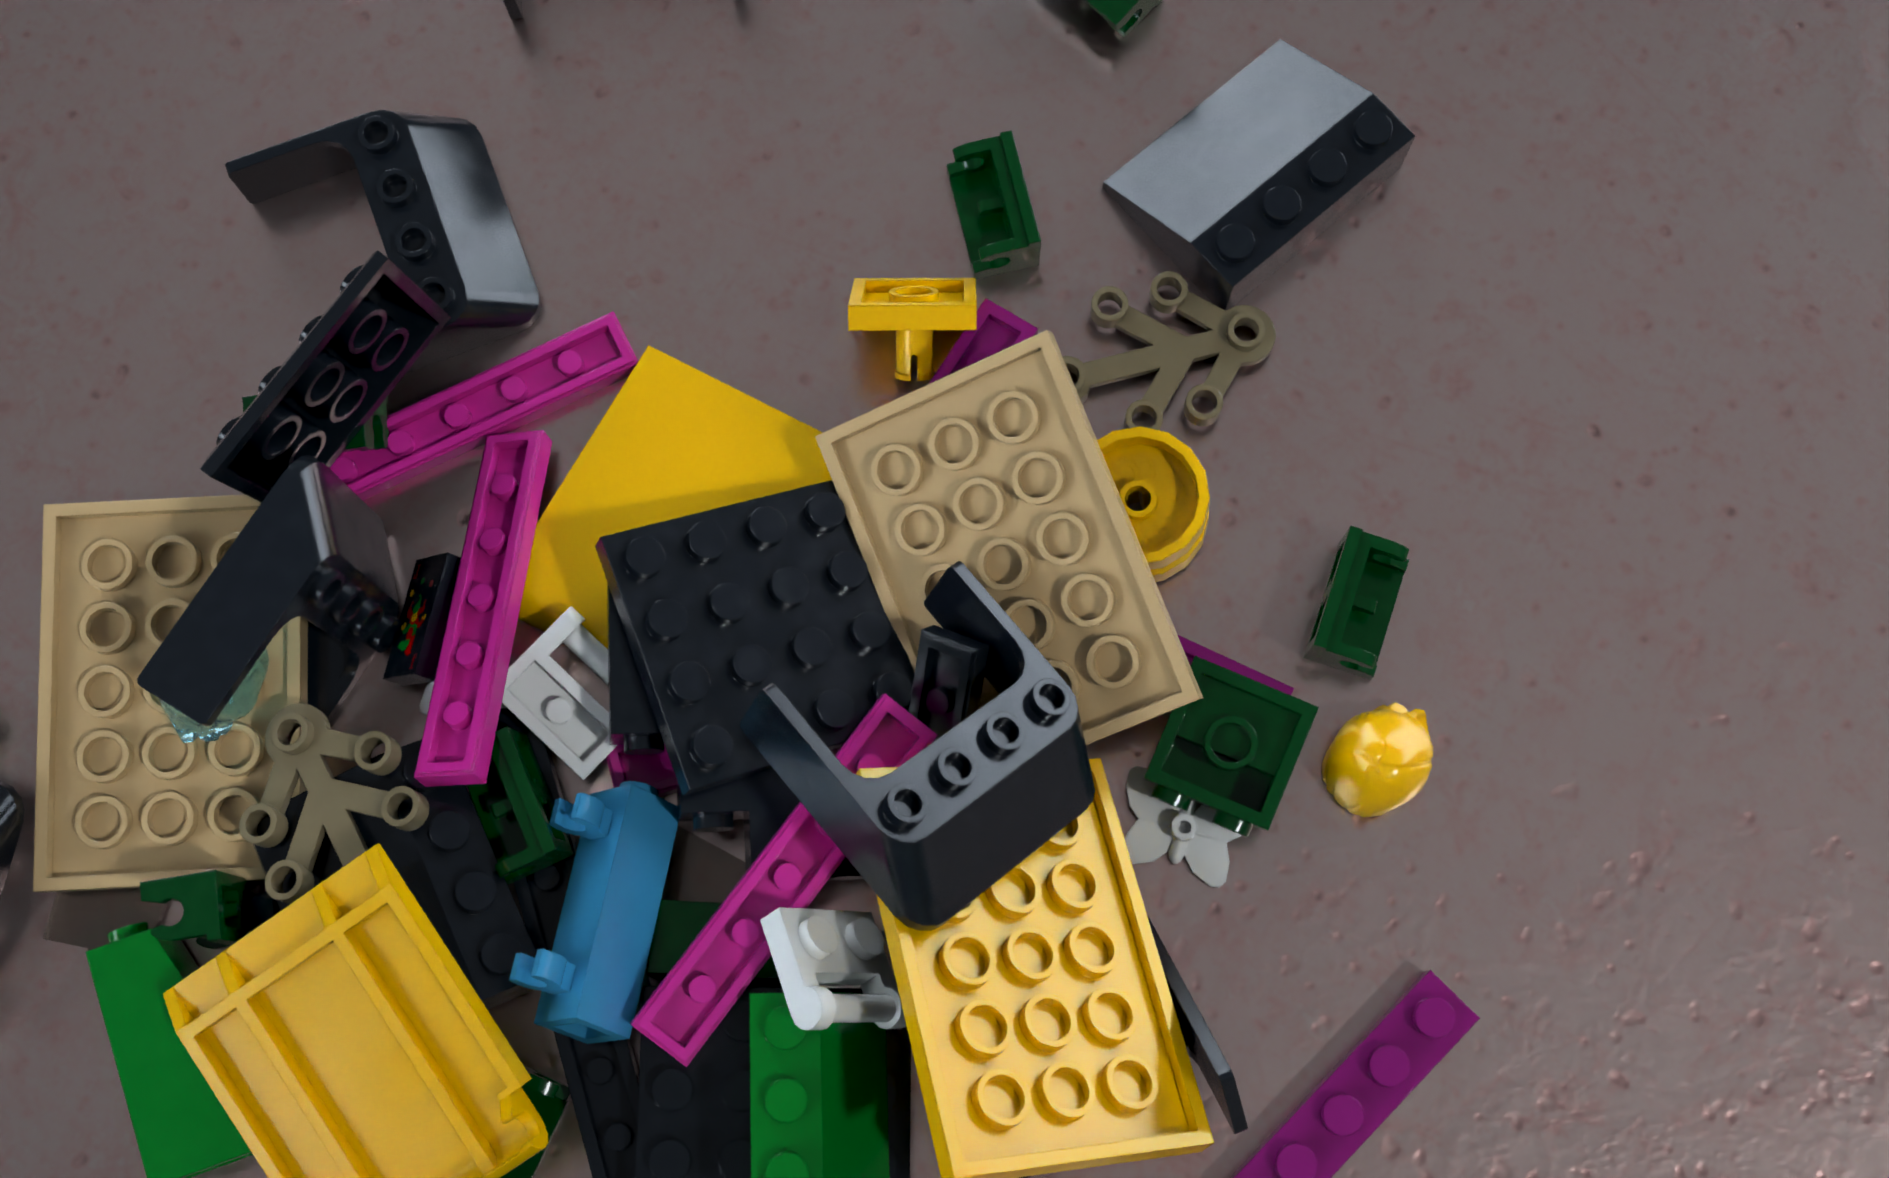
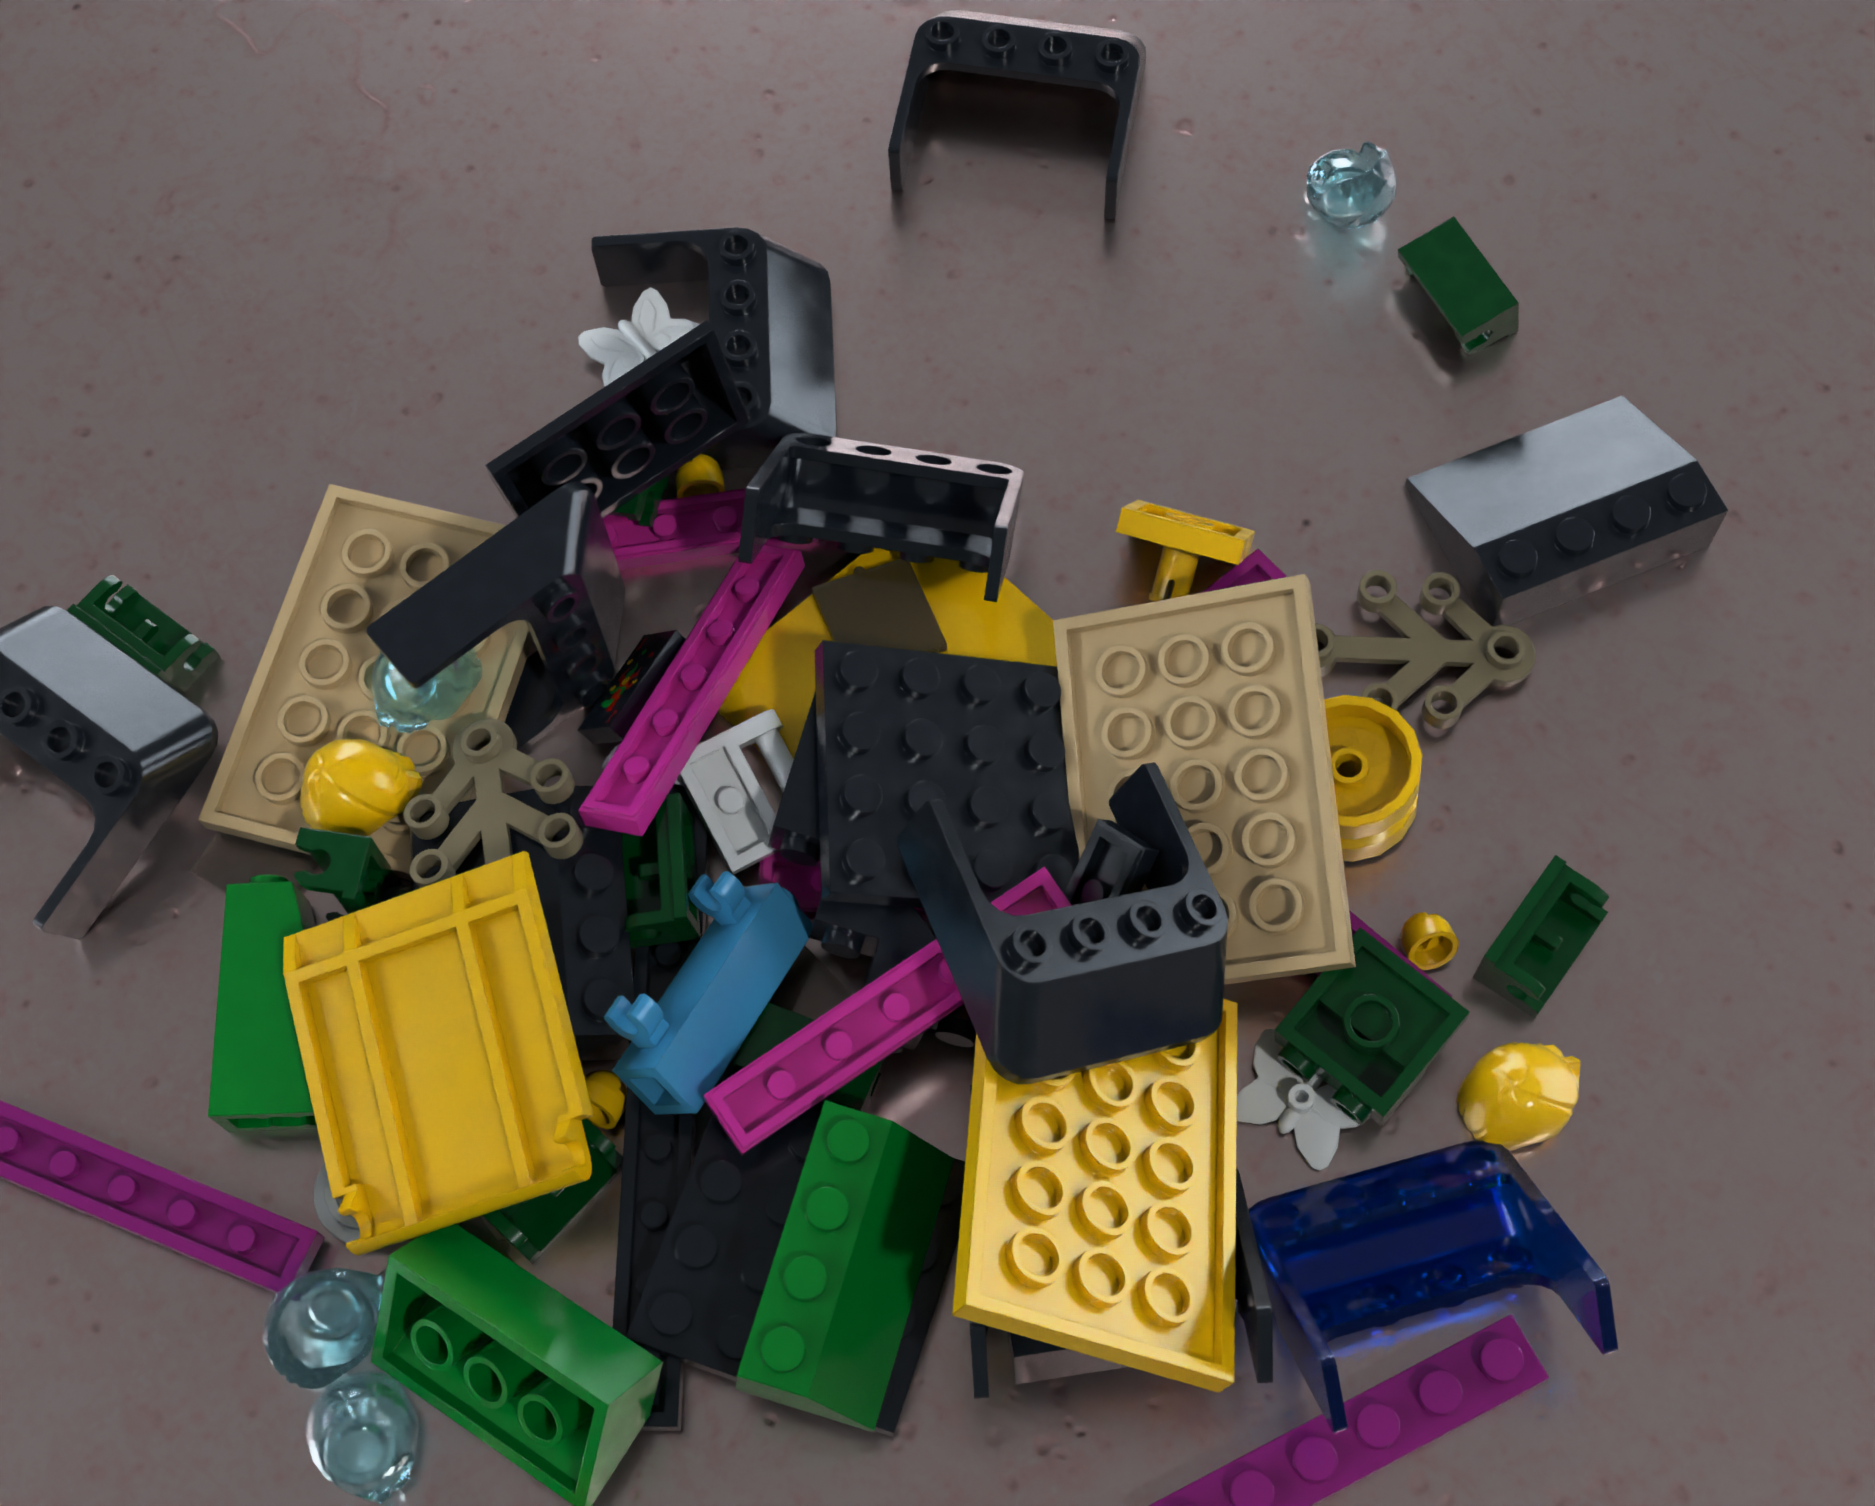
camera: 20 degrees right, 10 degrees down
(183, 813) = (356, 787): none -> yellow hair
(309, 254) = (635, 340): none -> white piece
(419, 383) = (699, 477): none -> yellow hinge
(528, 1040) = (606, 1097): none -> yellow hinge
(611, 357) = (885, 500): none -> black windscreen
(642, 474) = (880, 609): none -> clear smoke piece
(832, 949) = (912, 1102): white plate -> none
(994, 206) = (1292, 470): dark green hinge -> none
(1255, 638) = (1428, 940): none -> yellow hinge
(1322, 935) = (1412, 1243): none -> clear blue windscreen

